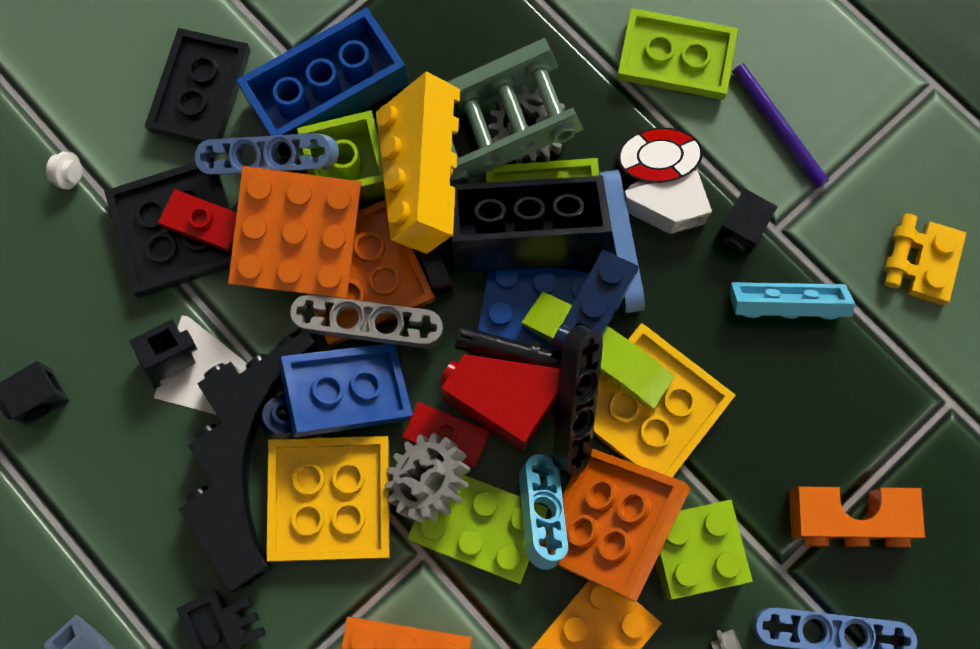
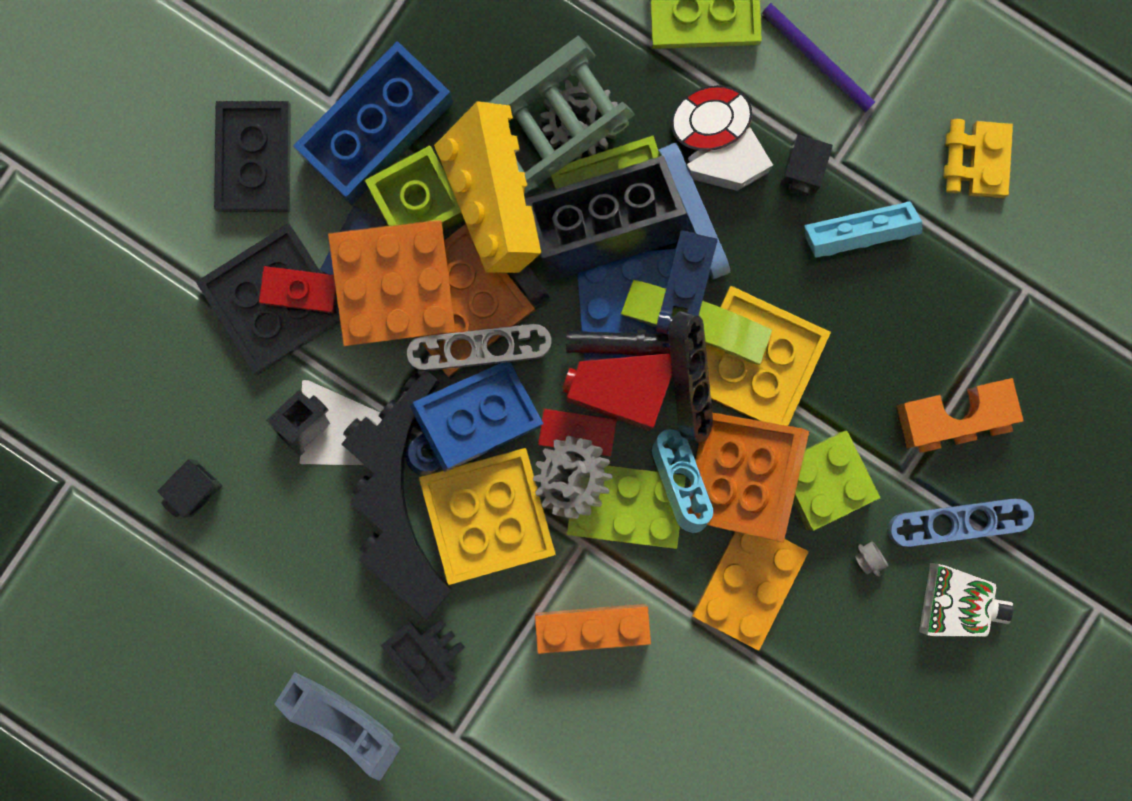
camera: 15 degrees left, 10 degrees up
(64, 170) = (150, 270): white plate -> none
(266, 153) = (343, 213): medium blue beam -> none

